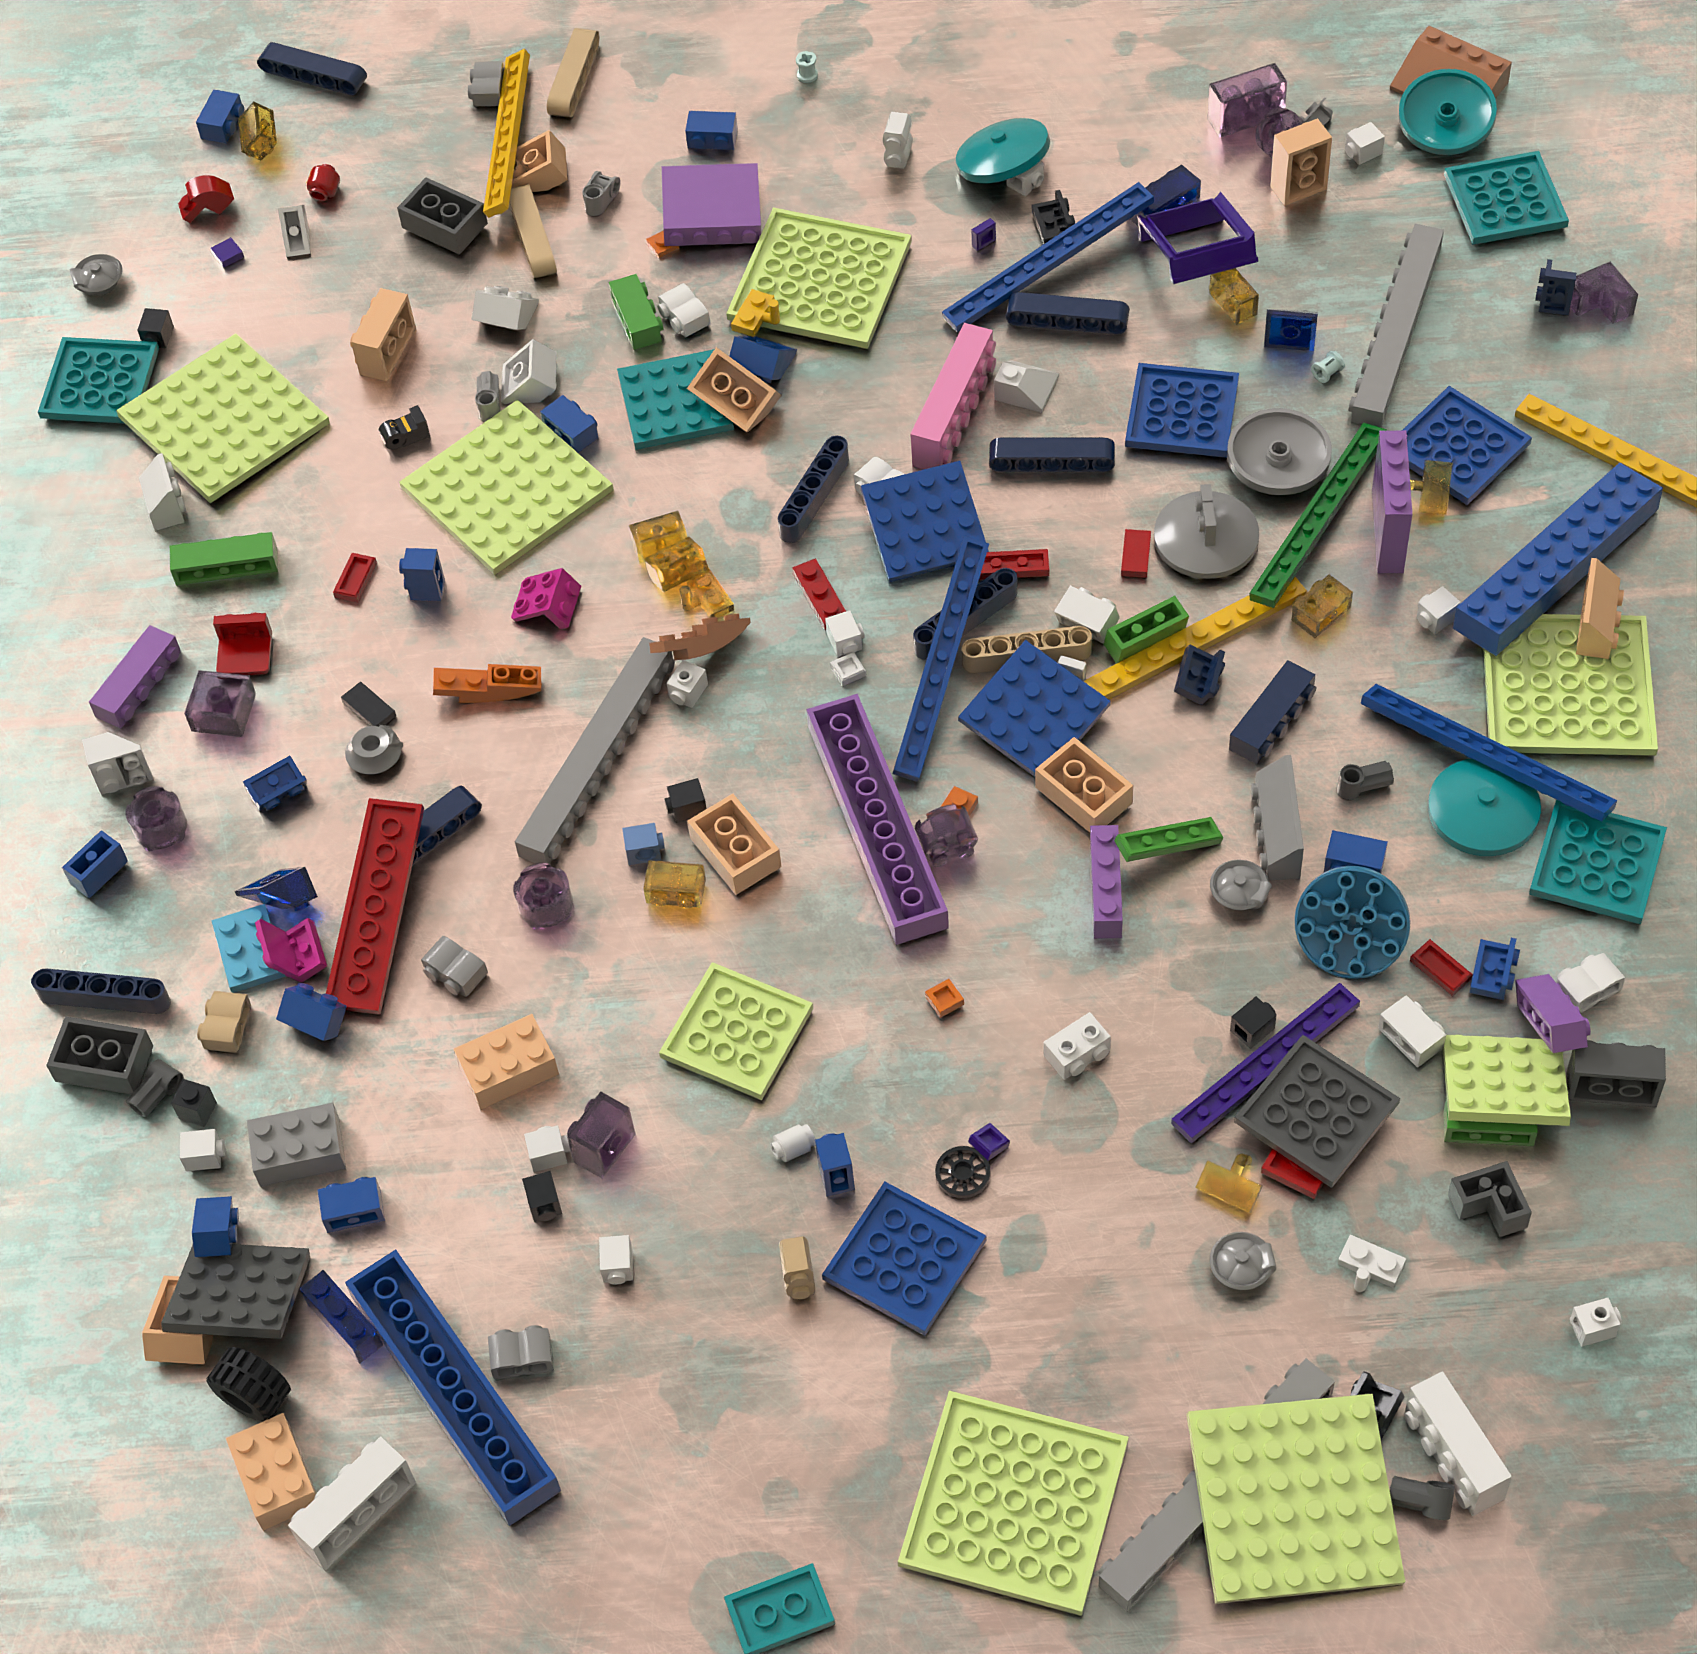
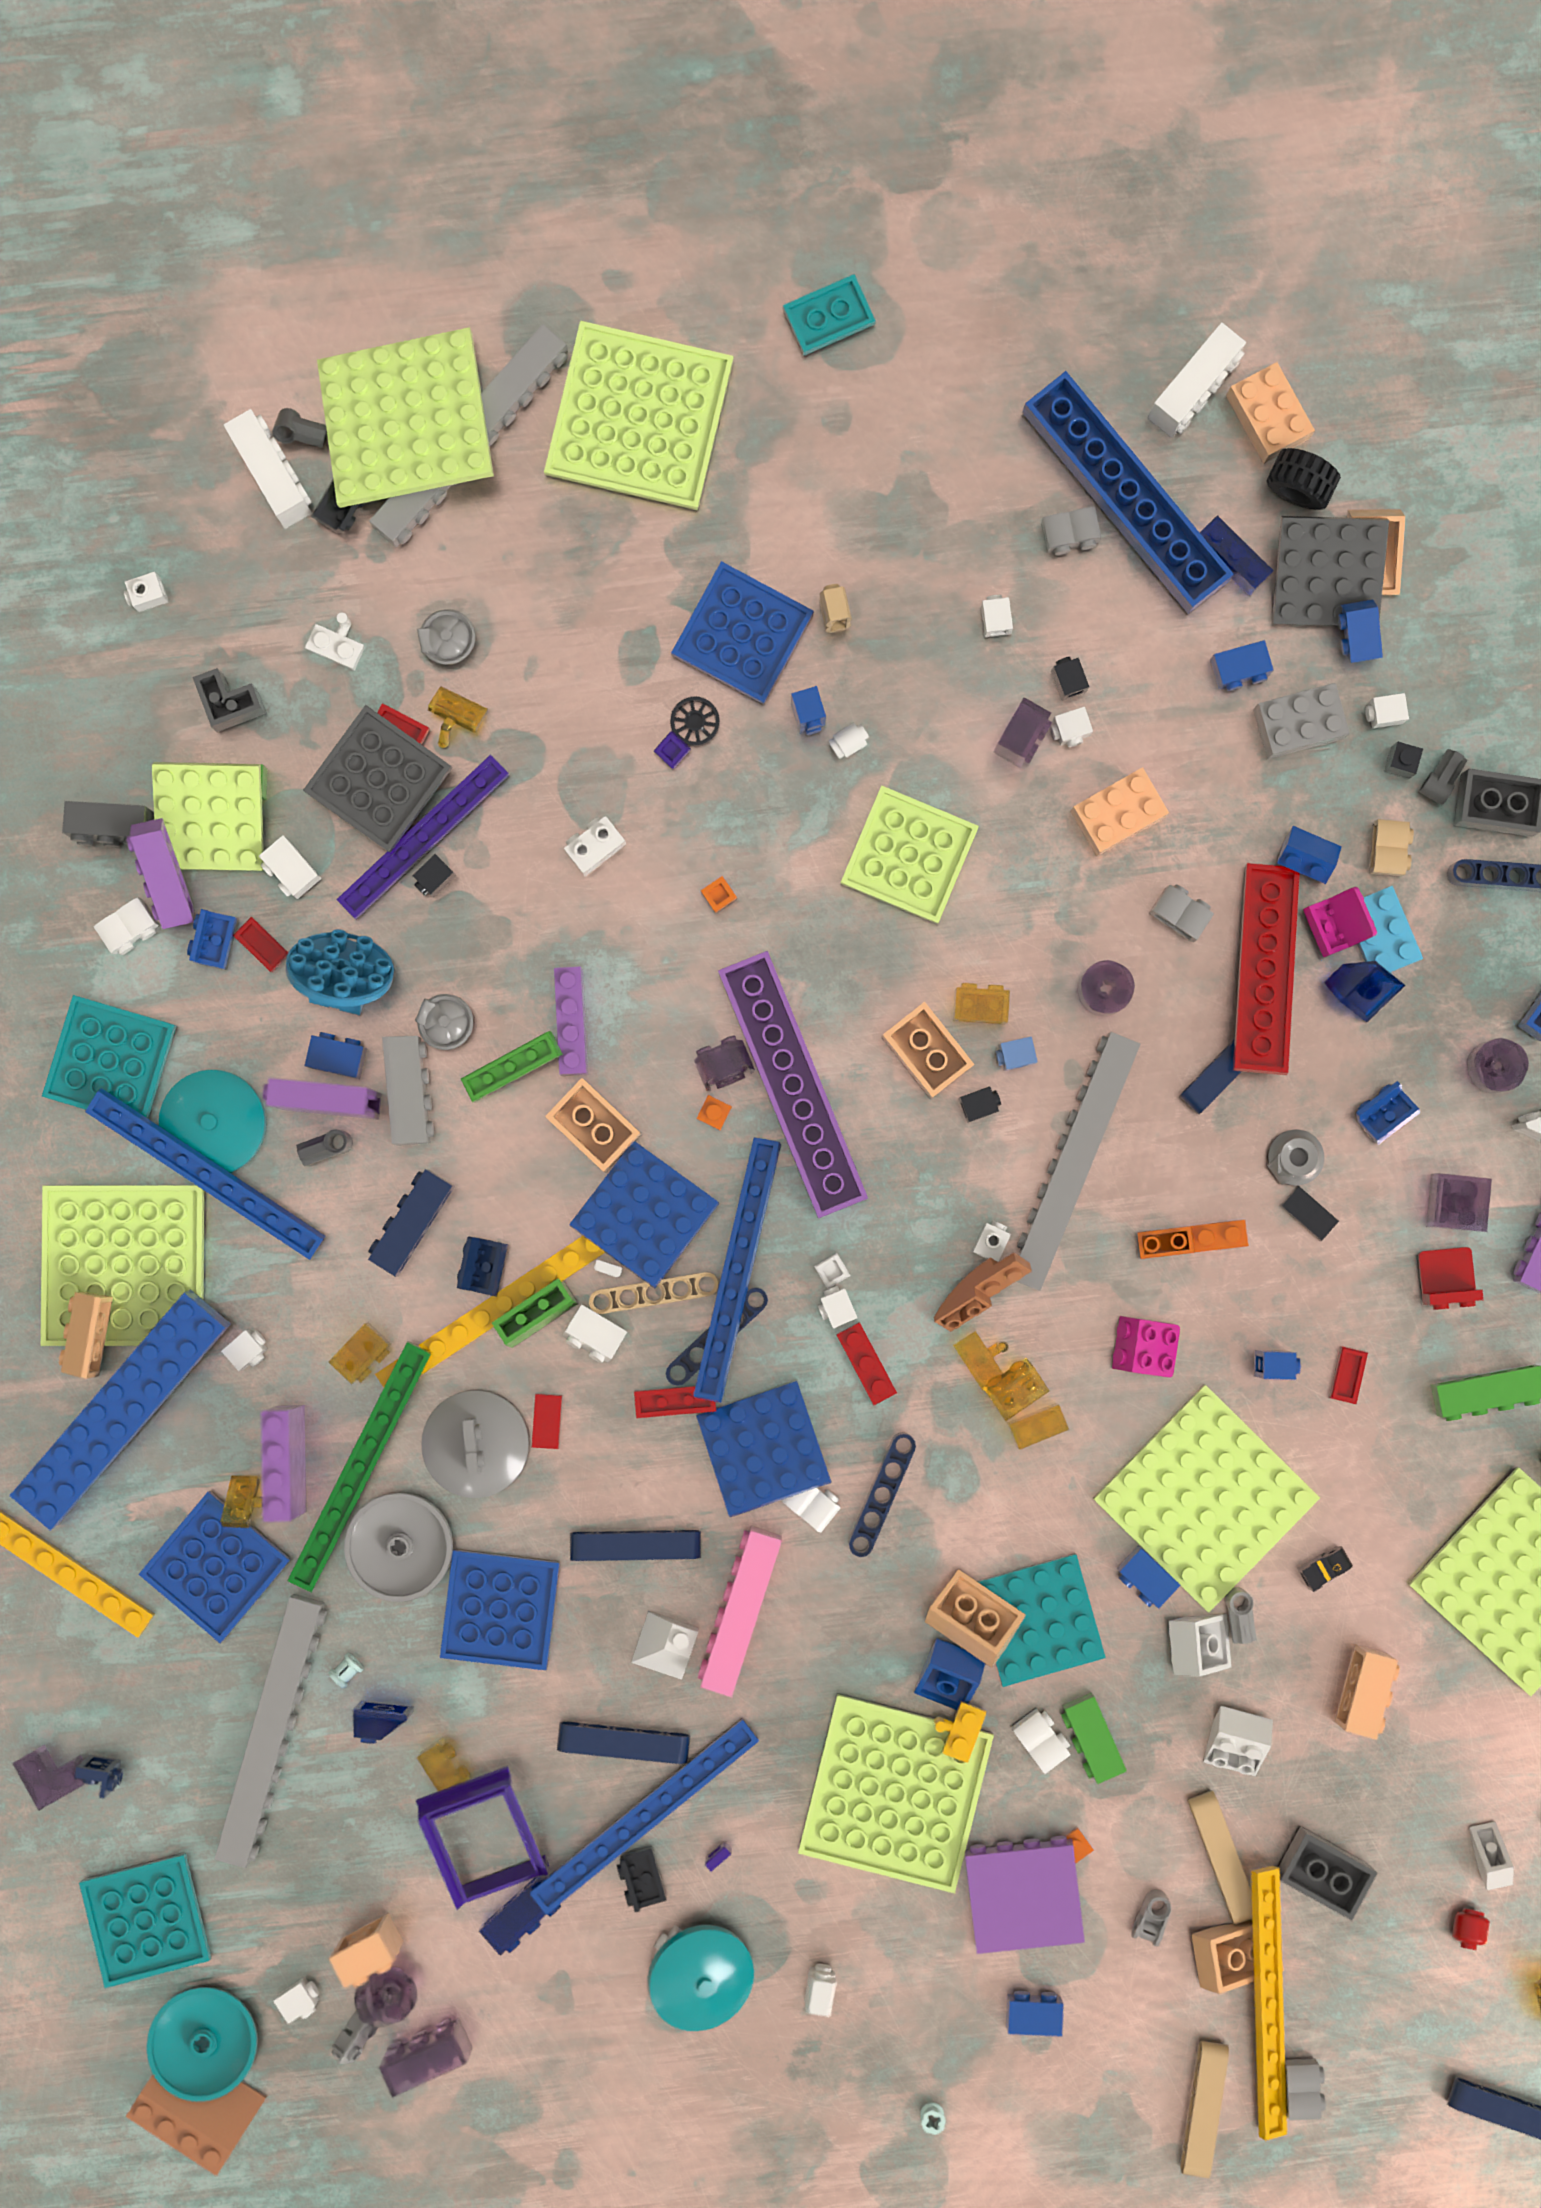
camera: 170 degrees right, 30 degrees up
(1365, 794) = (322, 1098): none -> medium lavender brick

